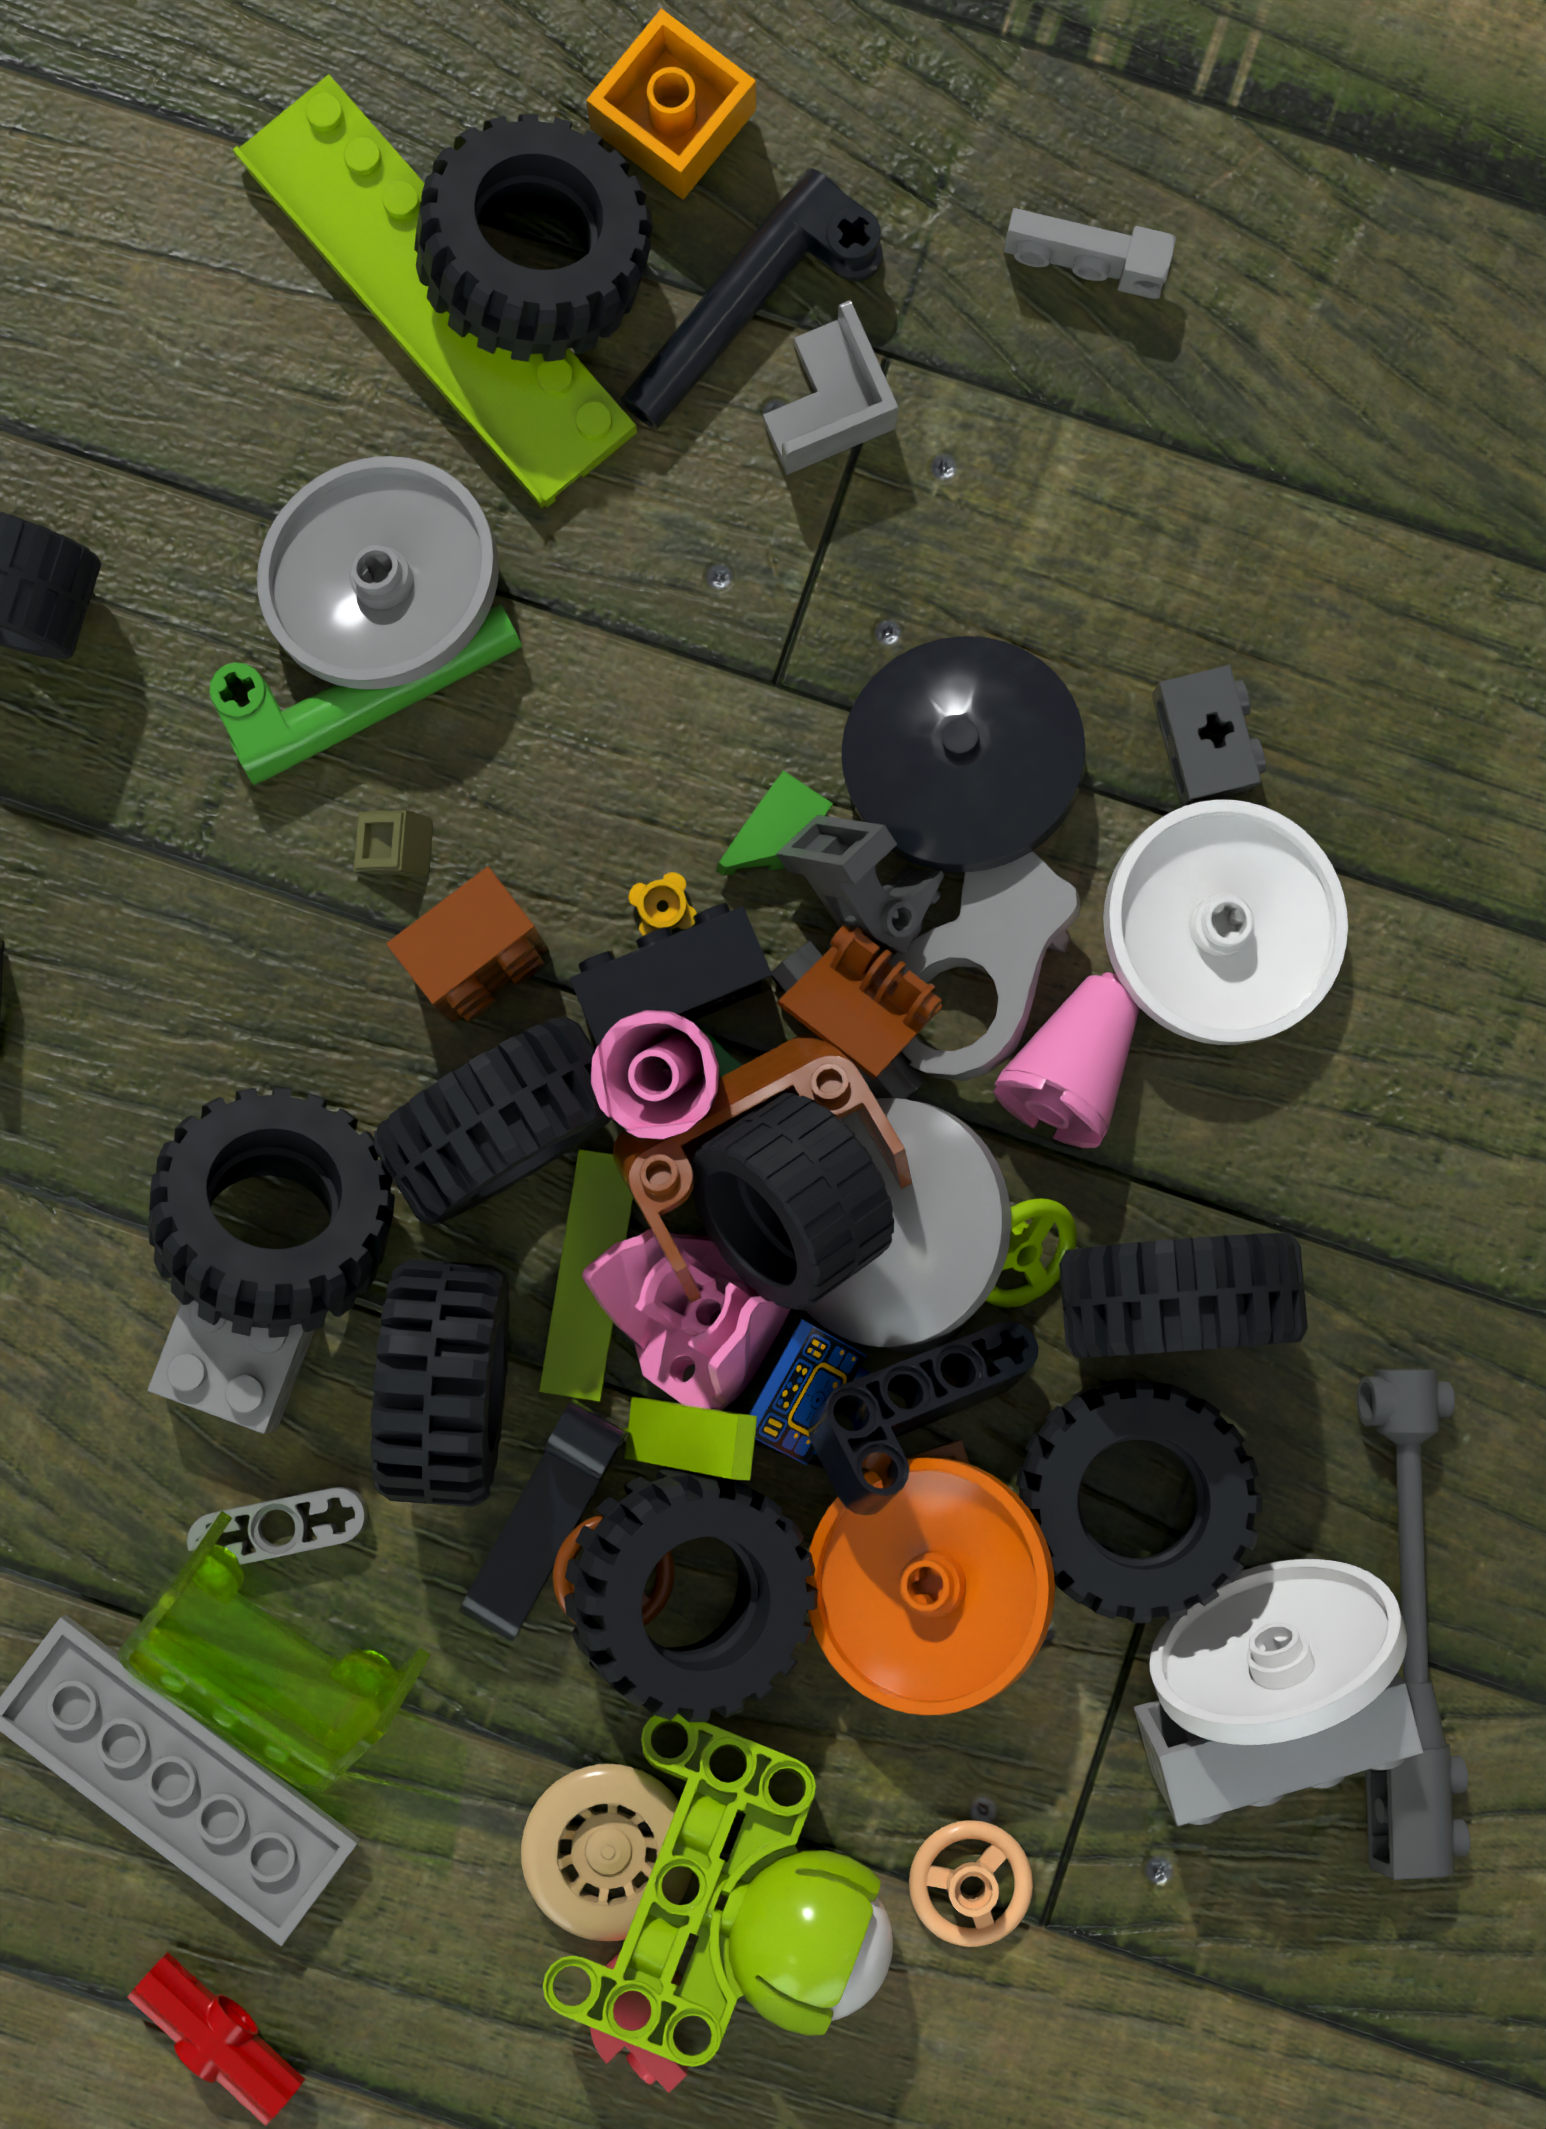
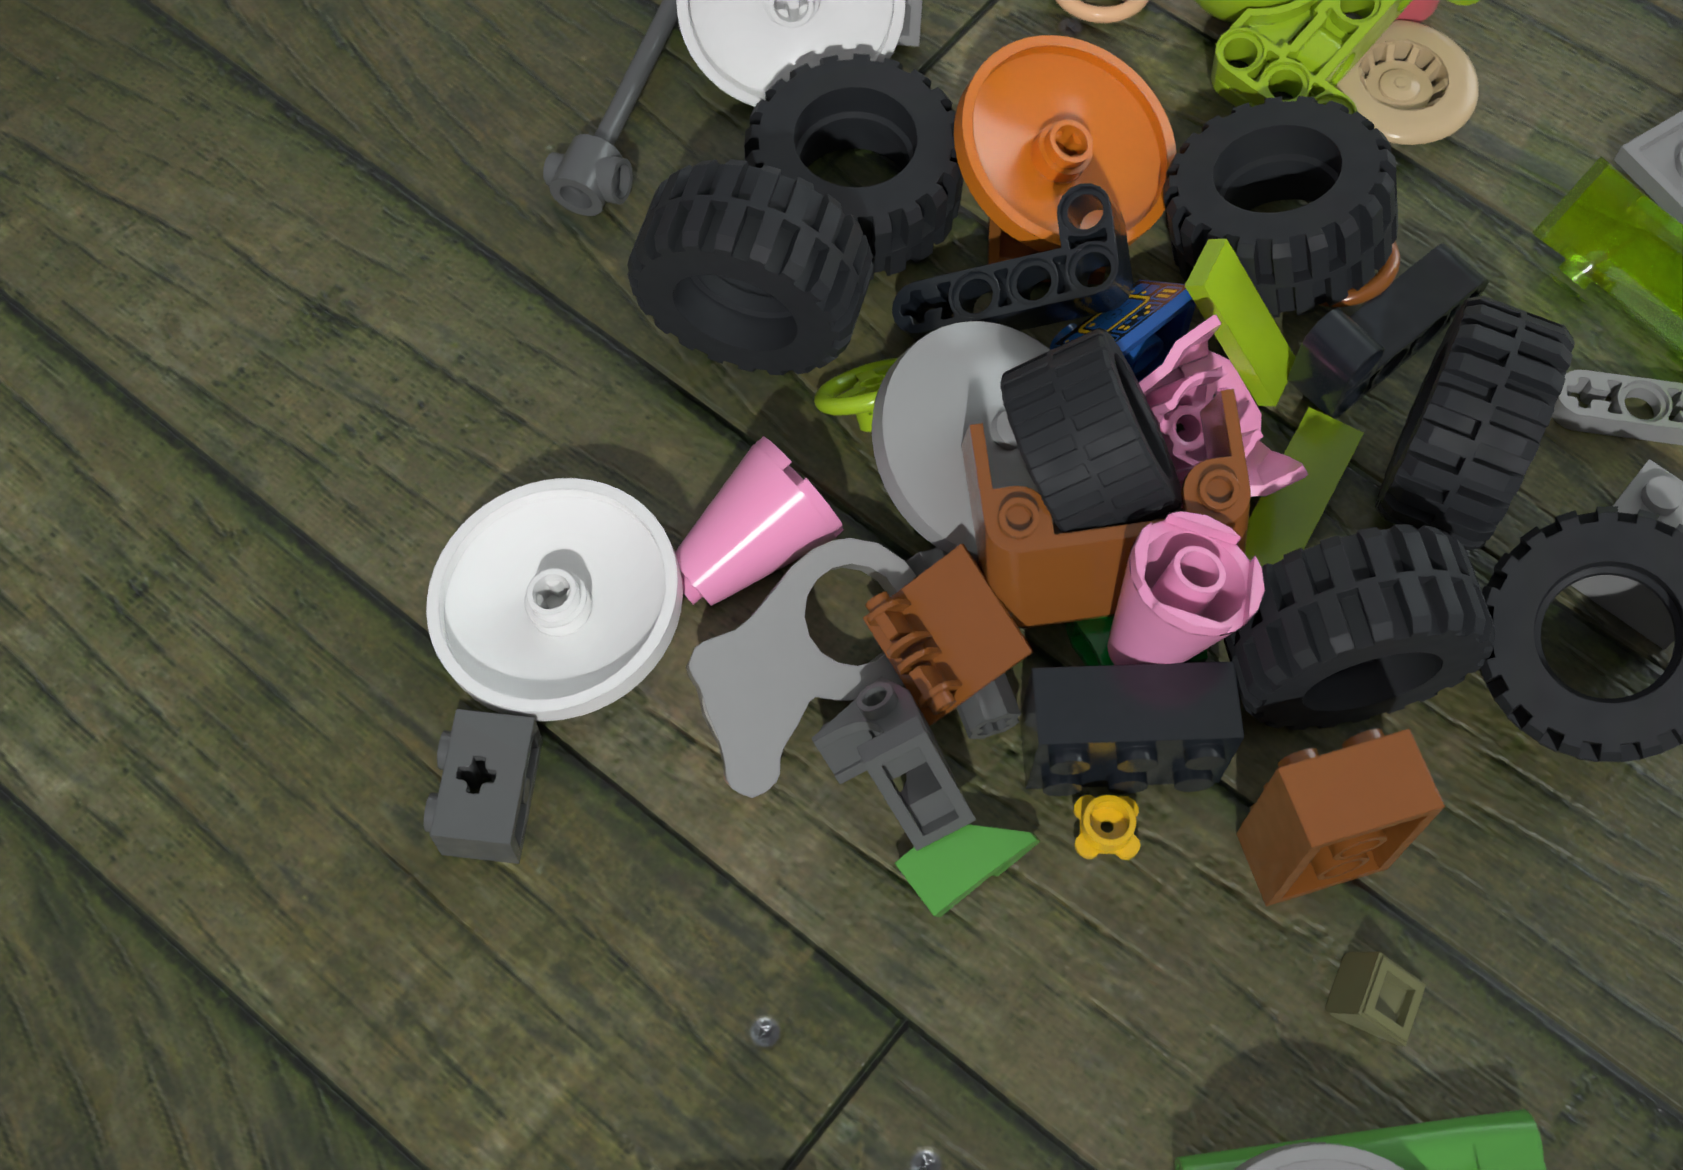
camera: 160 degrees left, 20 degrees down
(964, 753) = (740, 857): black dish -> none

